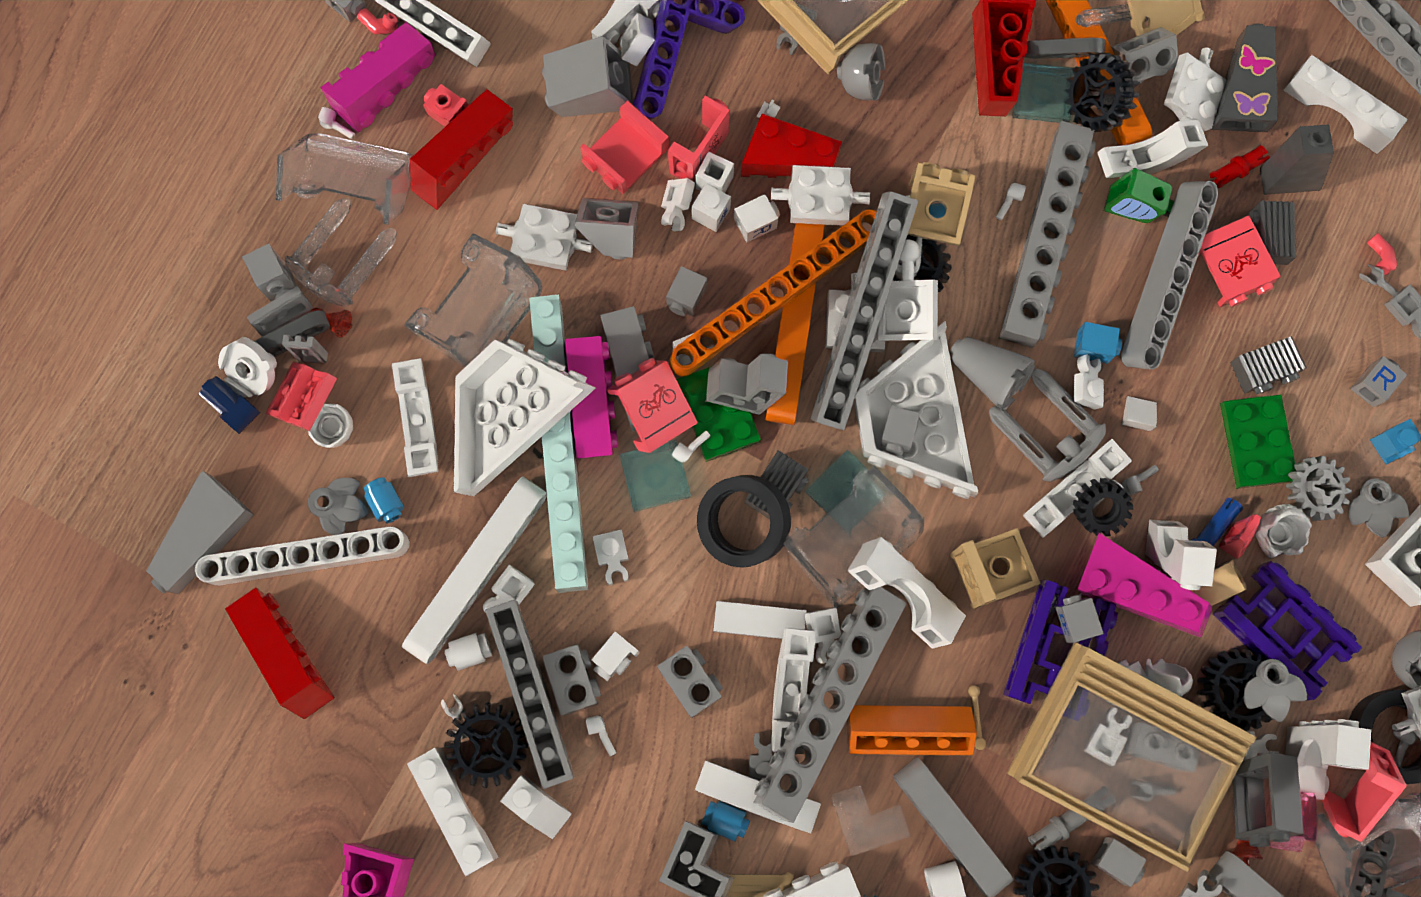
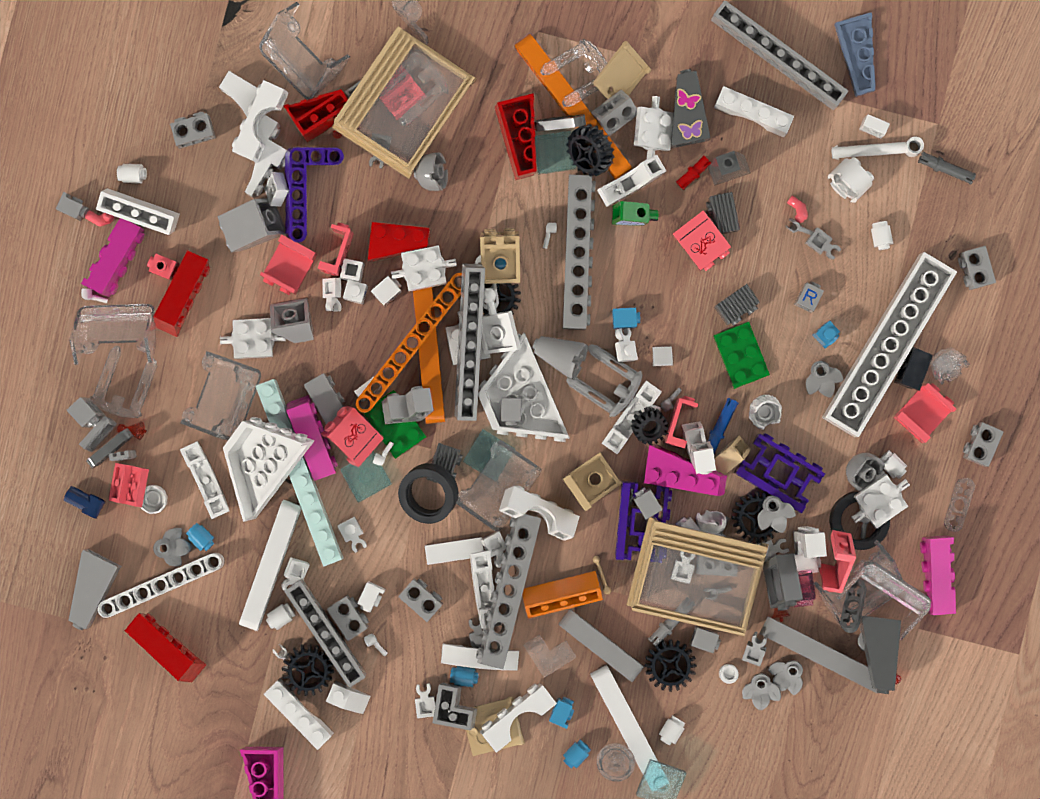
camera: 15 degrees left, 10 degrees up
(261, 366) = (85, 468): white plate -> none
(653, 850) = (425, 704): none -> white plate
(686, 292) = (354, 353): light grey brick -> none
(769, 109) = (376, 215): white plate -> none
(1134, 535) = (669, 439): none -> coral panel
(1169, 275) = (660, 262): light grey beam -> none
(1240, 536) = (739, 422): coral slope -> none
(1319, 488) = (784, 386): light grey gear -> none

